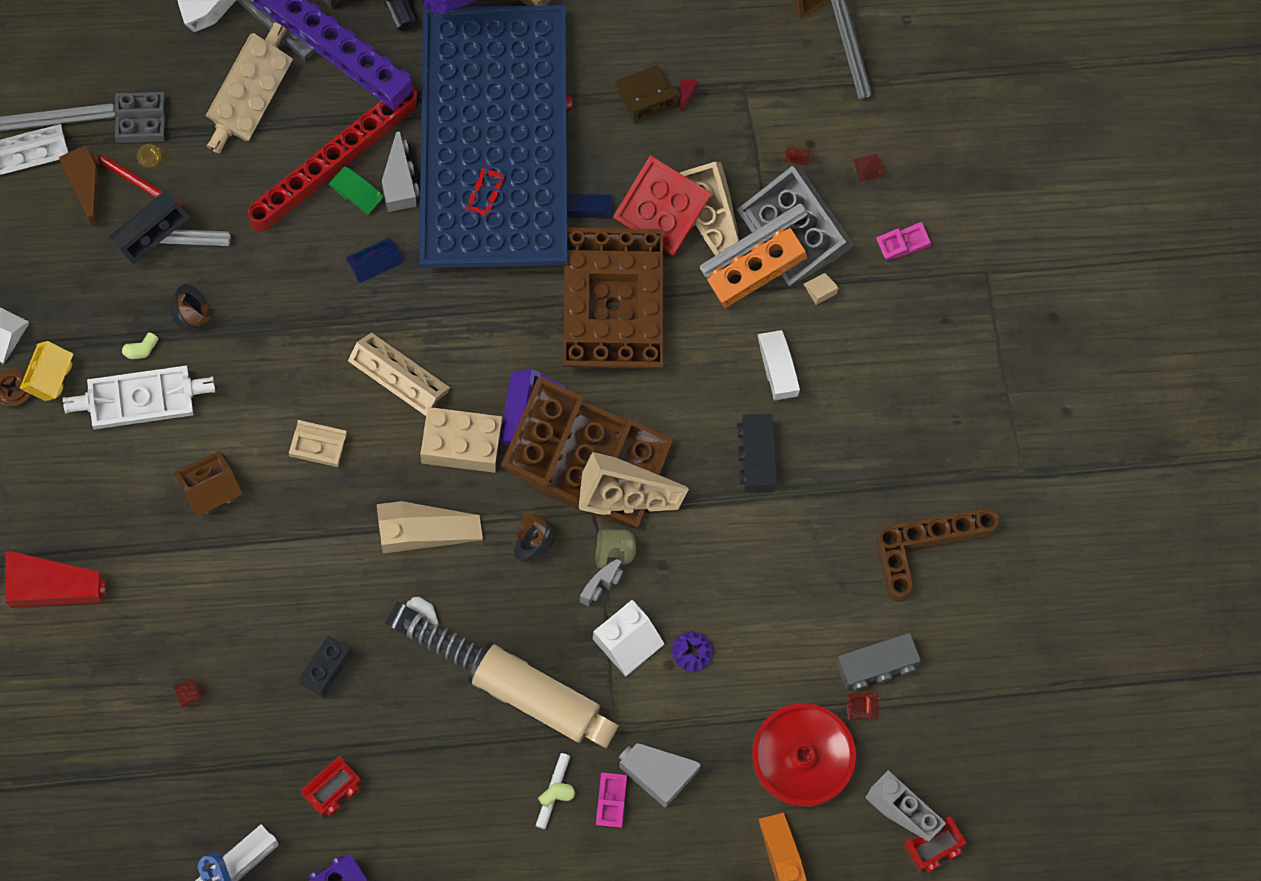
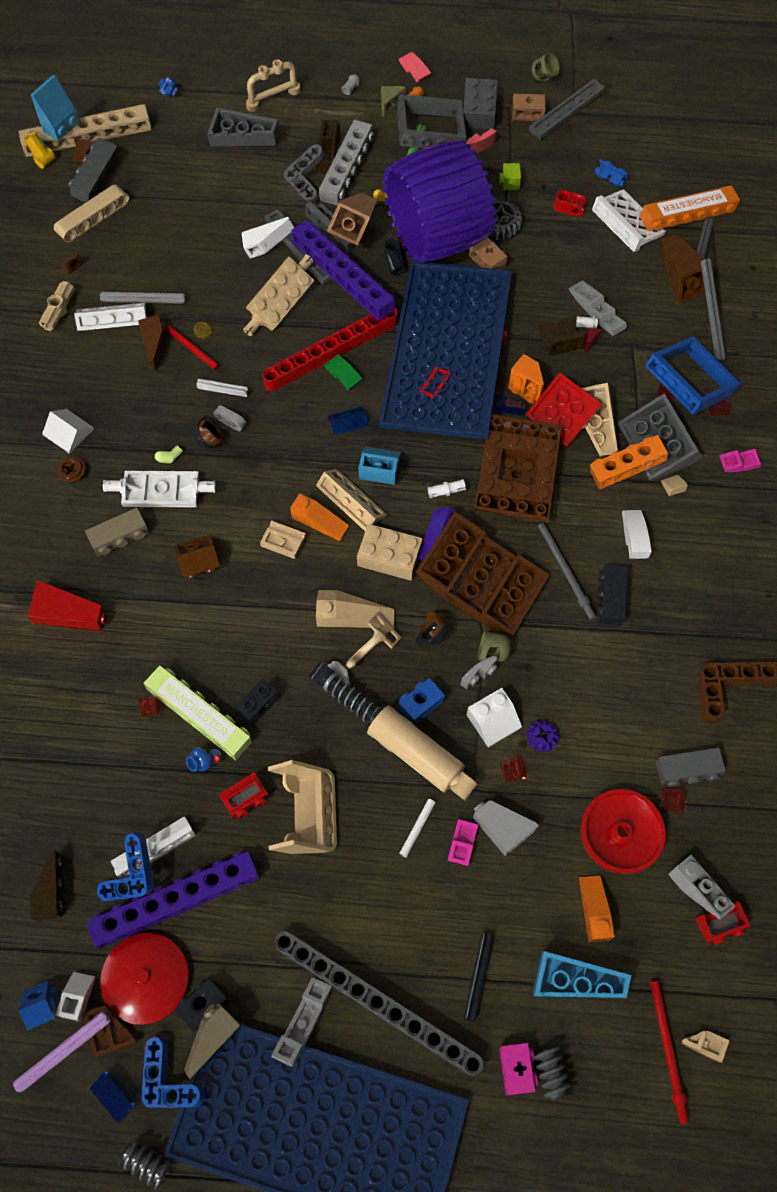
camera: 15 degrees right, 5 degrees down
(47, 371) = (97, 460): yellow brick -> none
(95, 467) = (117, 532): none -> dark tan brick
(139, 117) = (201, 305): dark grey slope -> none
(149, 227) = (191, 374): black brick -> none
(213, 282) = (229, 418): none -> light grey beam
(252, 691) = (198, 712): none -> yellowish green brick
(269, 751) = (201, 760): none -> blue animal
(359, 406) = (318, 517): none -> orange slope
(396, 181) = (373, 368): light grey slope -> none
(419, 788) = (314, 808): none -> tan windscreen
(428, 319) = (379, 465): none -> dark azure slope
(466, 555) = (379, 635): none -> tan piece
(522, 339) = (446, 488): none -> white pin
(529, 646) = (415, 711): none -> blue brick
(557, 791) = (420, 828): yellowish green arm -> none
(607, 169) = (526, 379): none -> orange slope
(618, 485) = (503, 601): tan wedge -> none
(661, 700) = (513, 769): none -> clear red slope
(674, 67) = (587, 322): none -> white pin
(690, 43) = (594, 305): none -> light grey slope
(721, 466) = (583, 600): none -> dark grey bar
(760, 235) = (633, 439): light grey axle -> none
(808, 149) = (680, 387): none -> blue window

